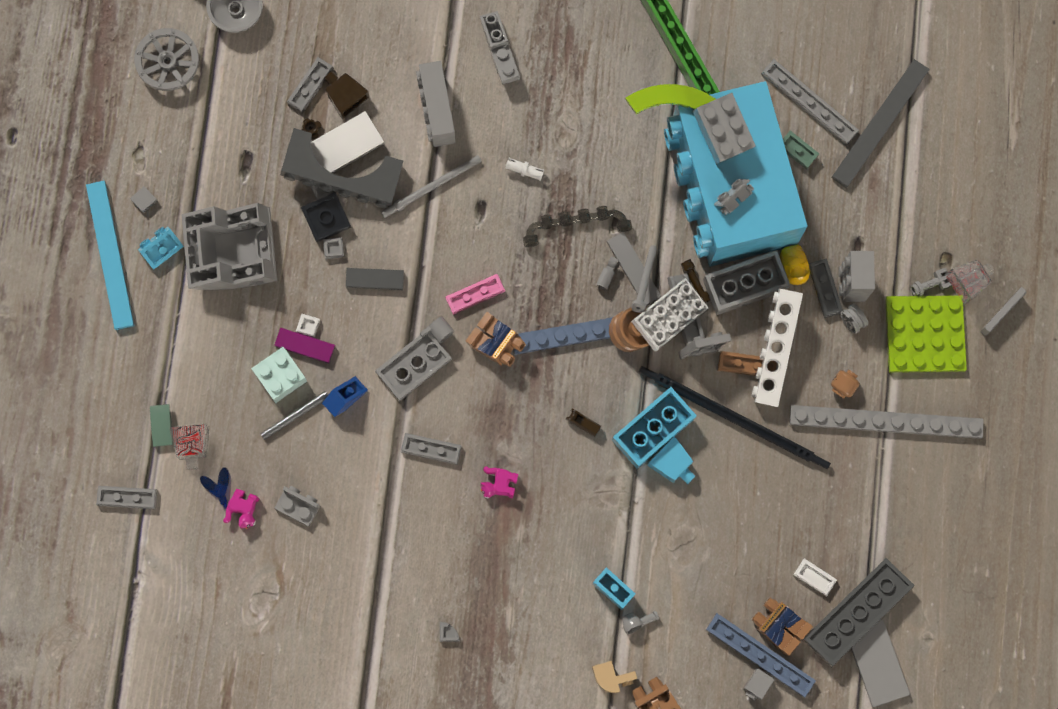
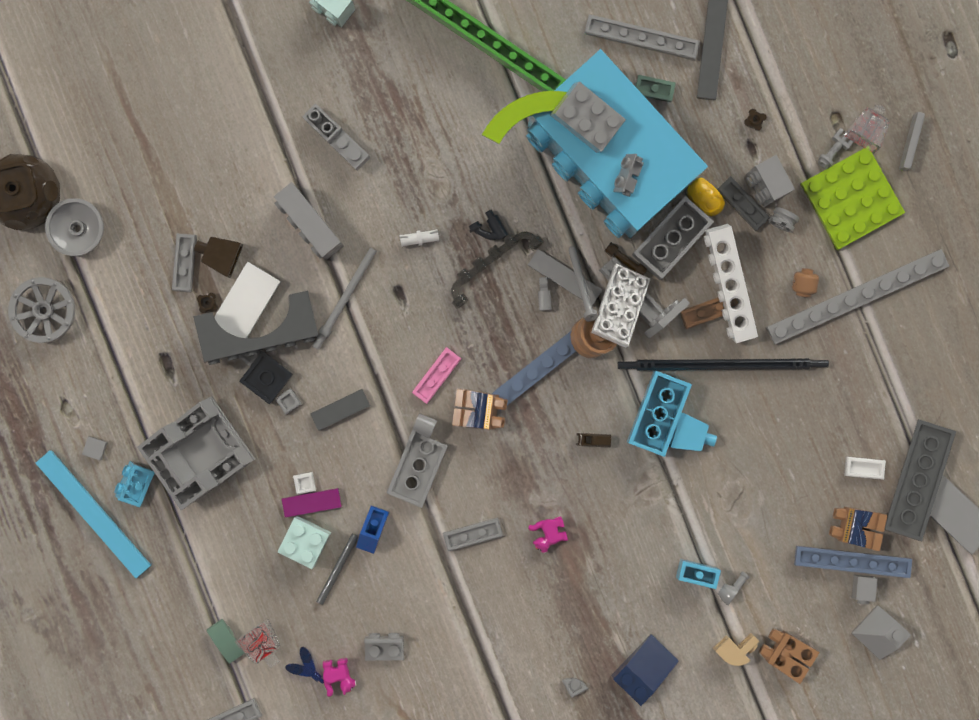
camera: 25 degrees left, 10 degrees up
(520, 651) = (645, 669): none -> dark blue slope
(597, 192) = (495, 224): none -> black plant
(872, 227) = (750, 119): none -> dark brown plate

